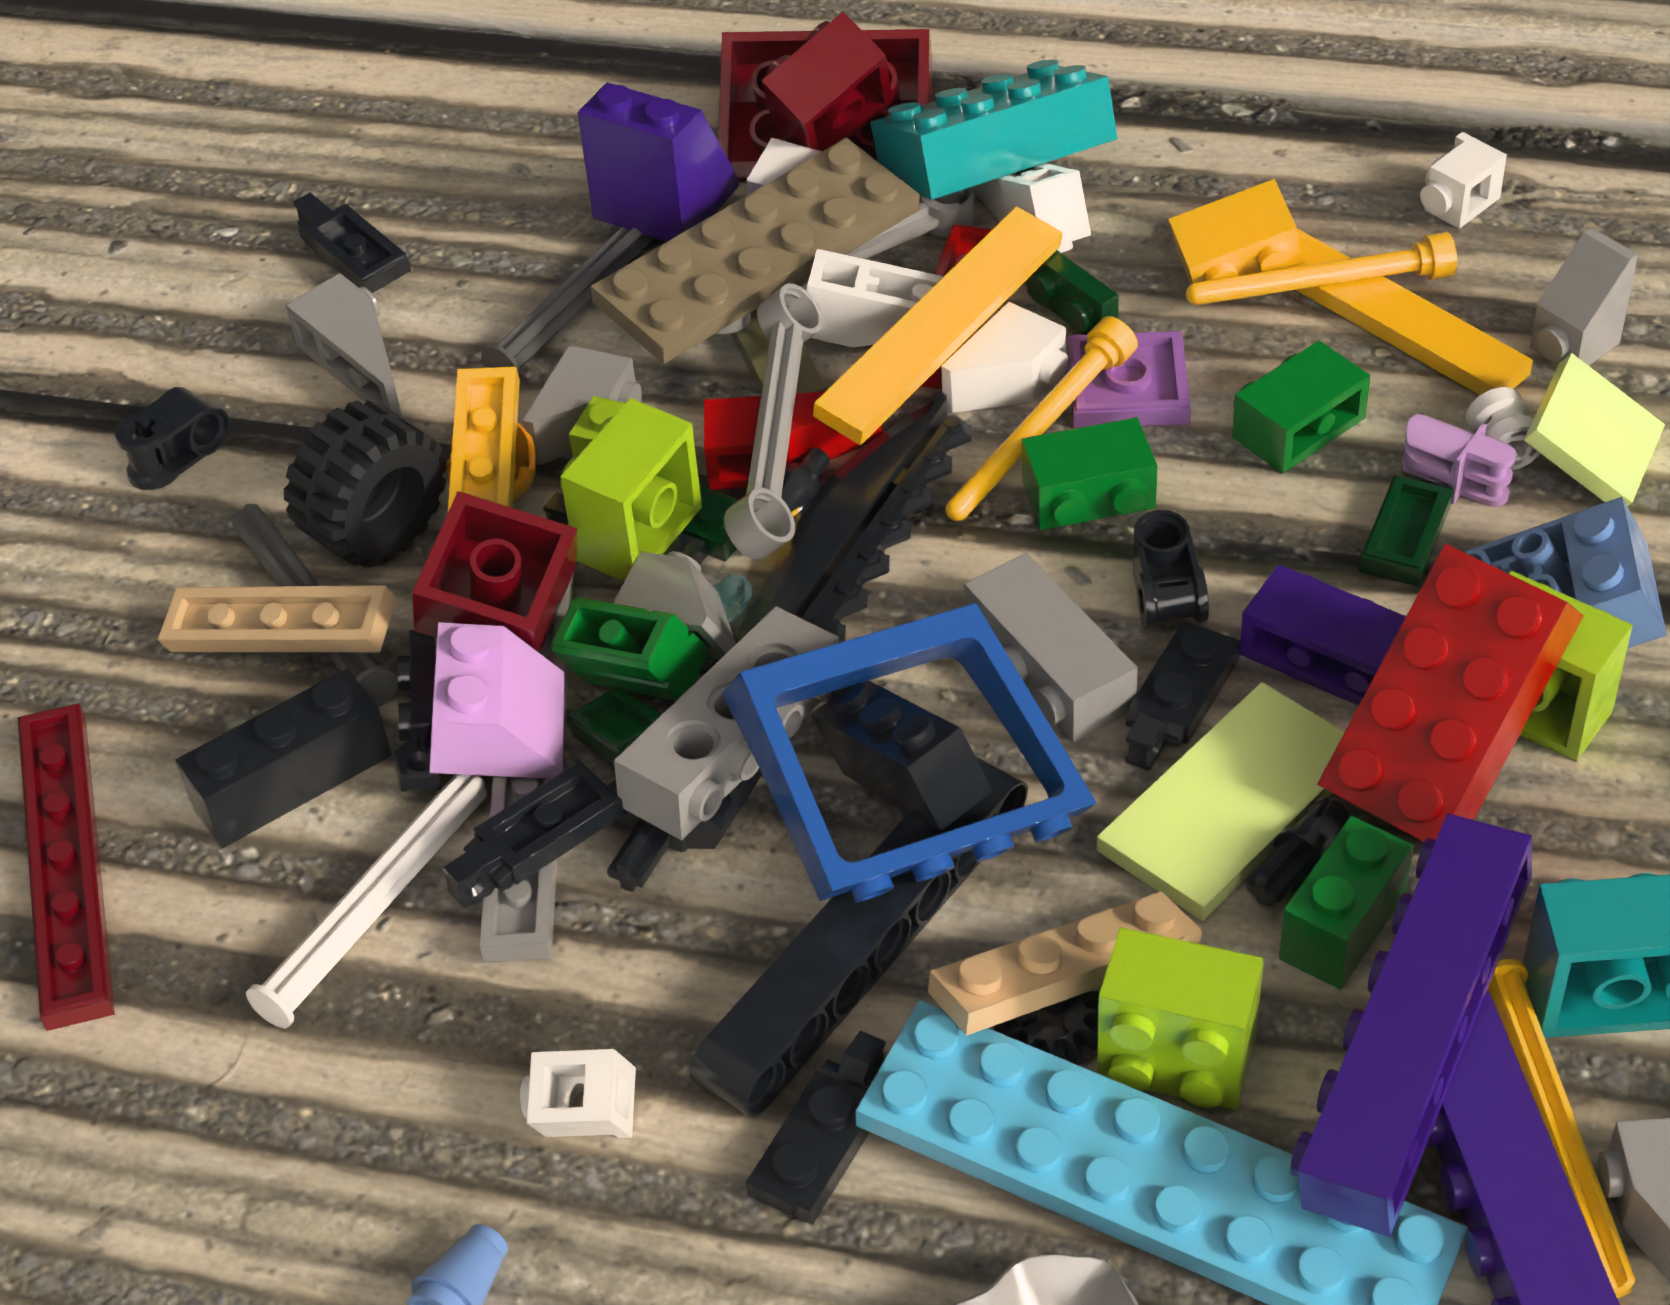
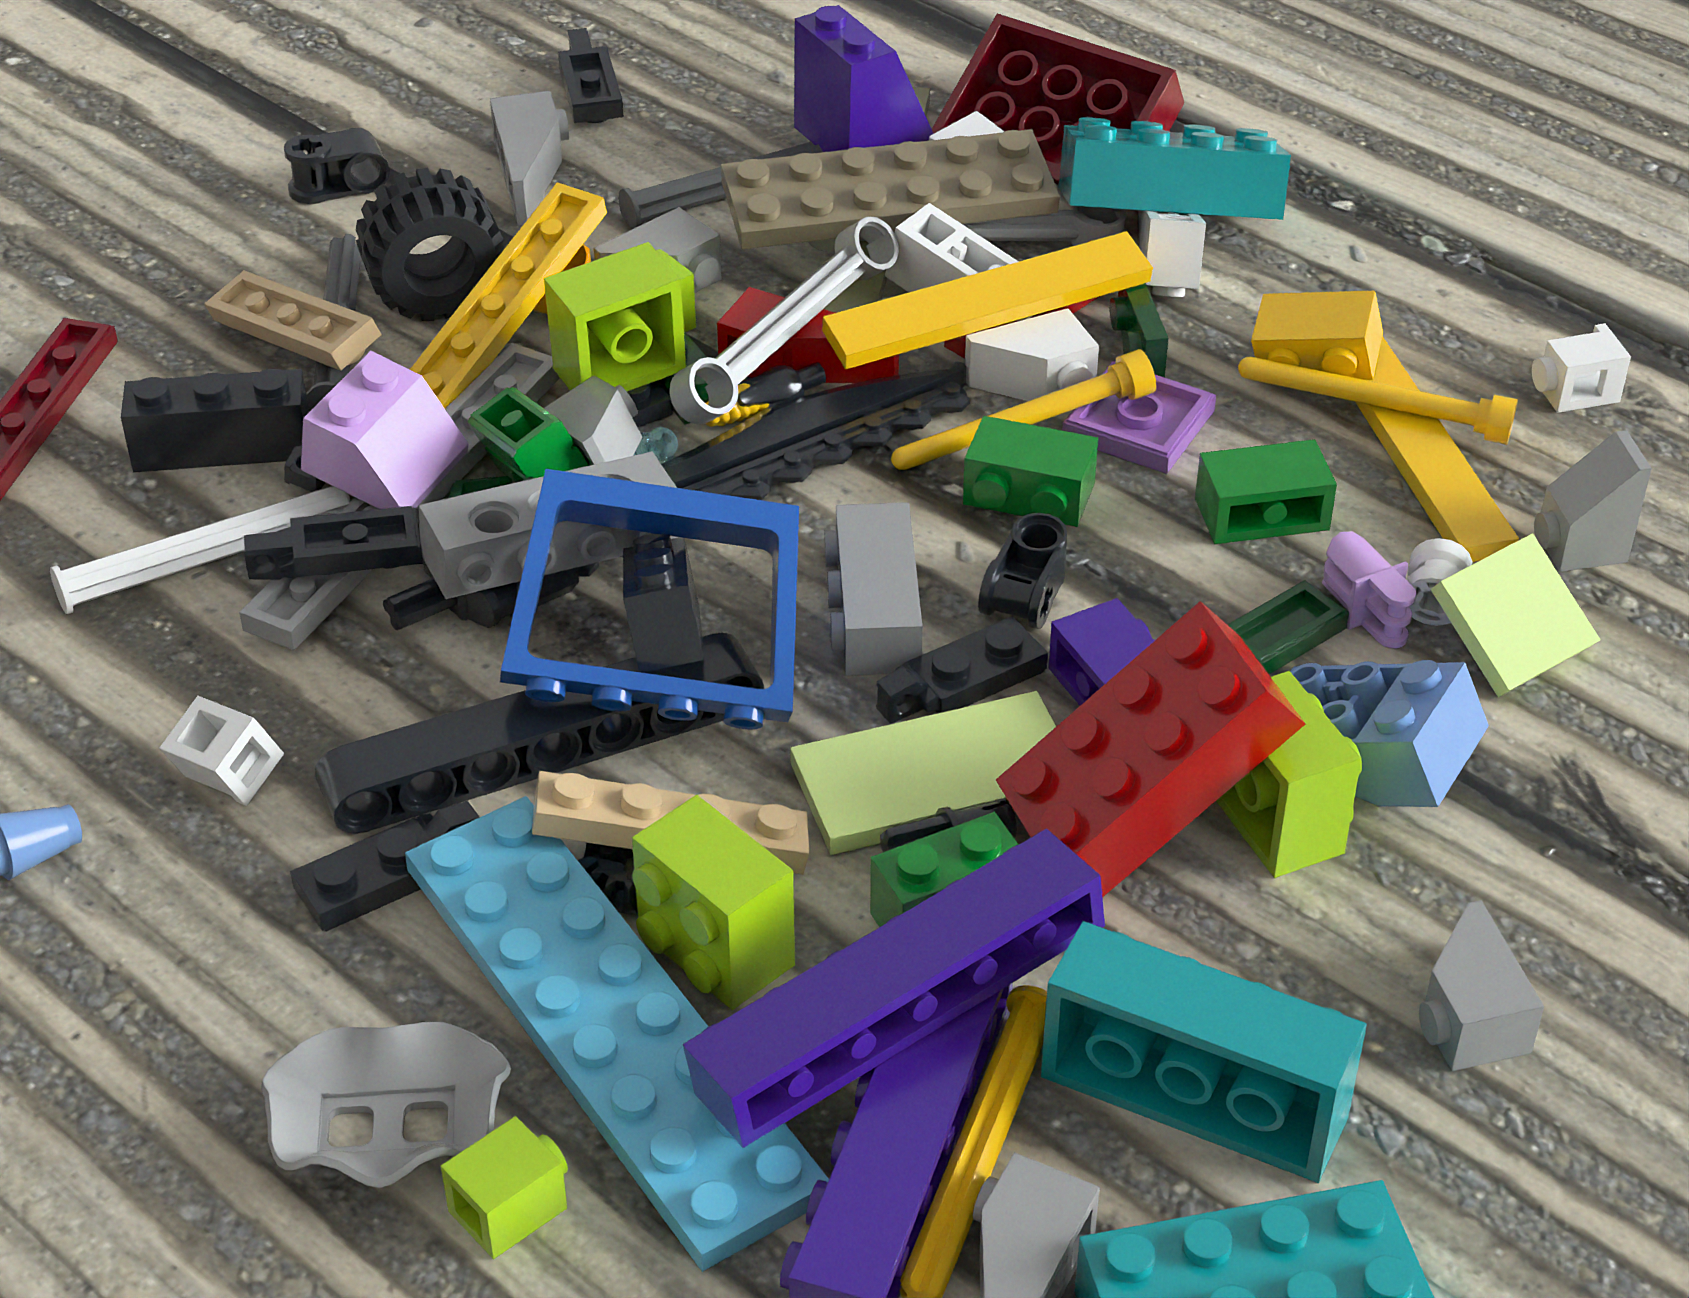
camera: 25 degrees right, 5 degrees down
(495, 570) = (458, 339): dark red brick -> none
(828, 85) = (1042, 80): dark red brick -> none

